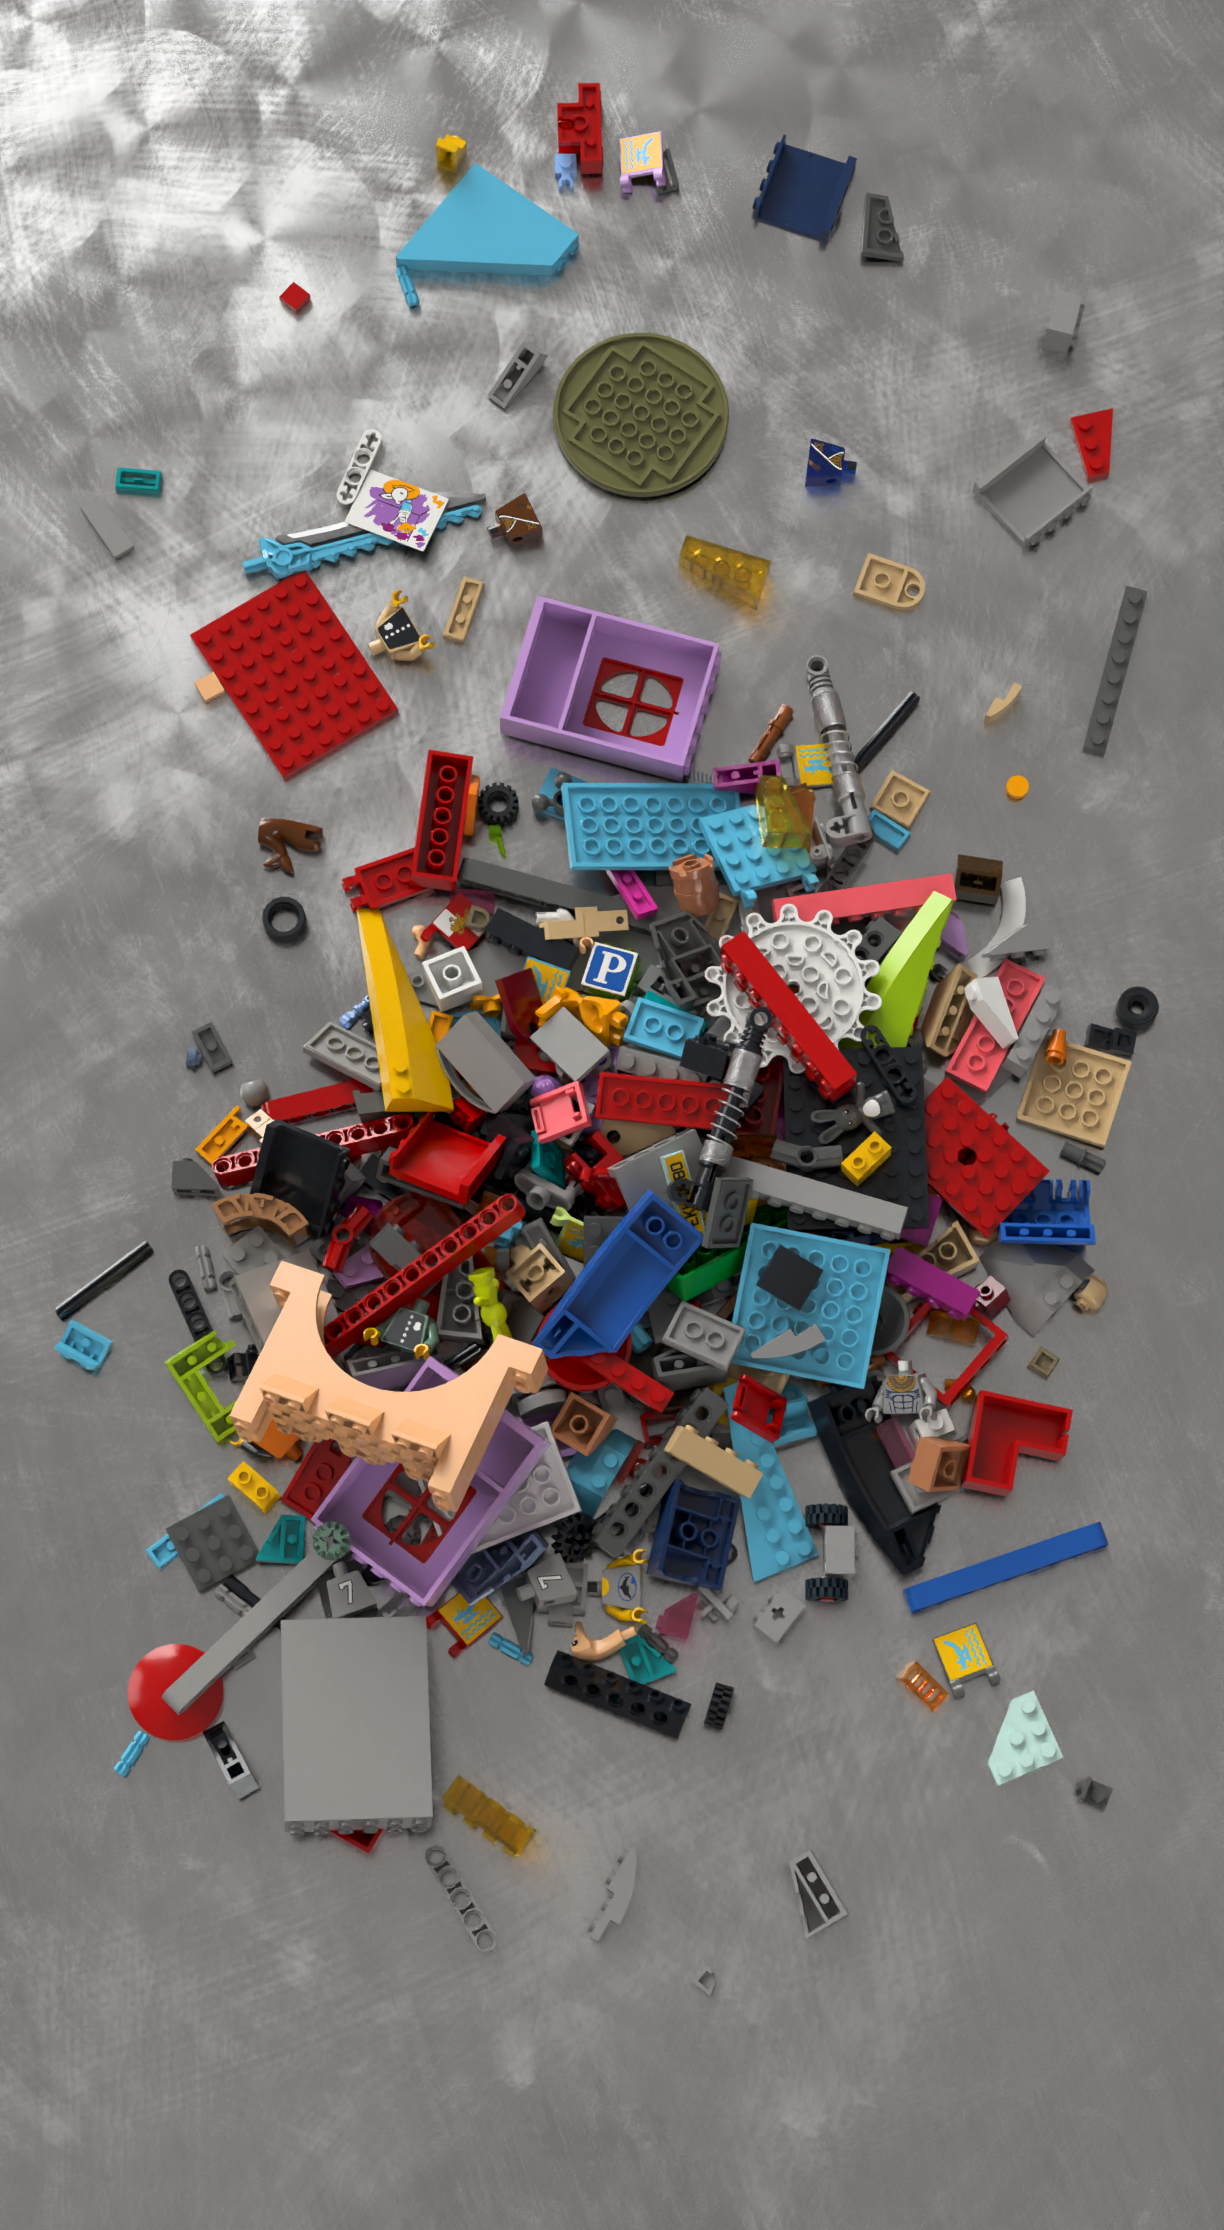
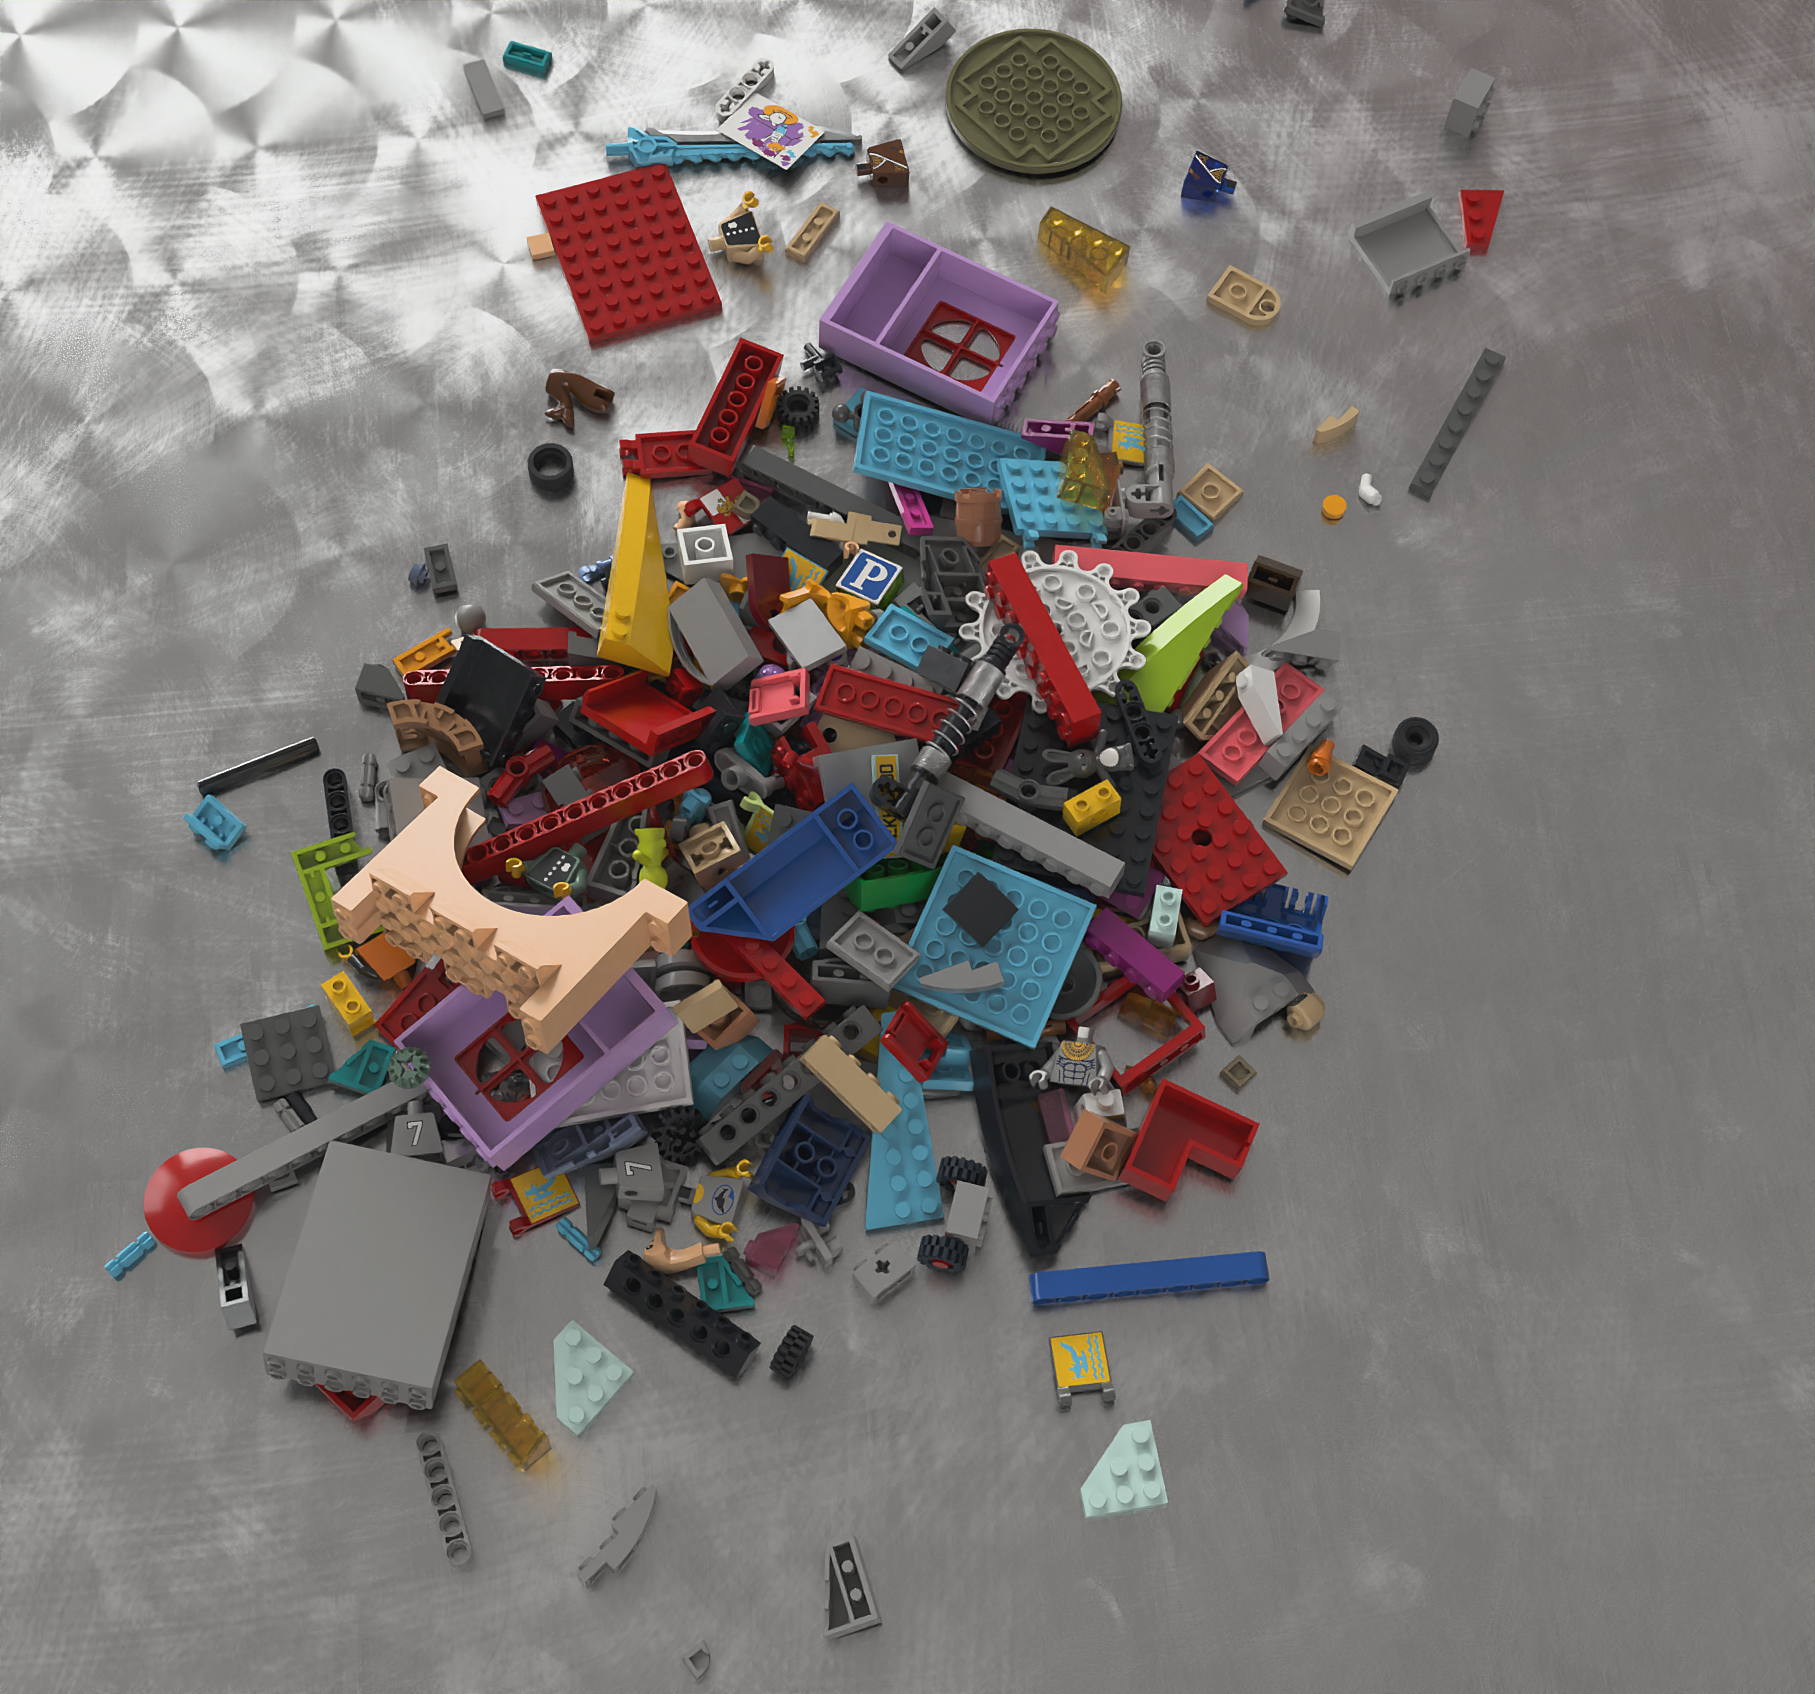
camera: 10 degrees right, 10 degrees down
(512, 755) = (823, 366): none -> black arm
(548, 1767) = (584, 1377): none -> light aqua plate
(572, 1424) = (705, 1006): none -> tan tile
(762, 1212) = (968, 840): none -> arm
(886, 730) = (1211, 425): black axle -> none
(903, 1676) = (1011, 1381): clear orange slope -> none
(950, 1240) = (1164, 916): none -> light aqua brick
(1046, 765) = (1368, 492): none -> white arm
(1083, 1157) = (1326, 873): dark grey axle -> none
(1093, 1793) = (1193, 1552): dark grey bracket -> none

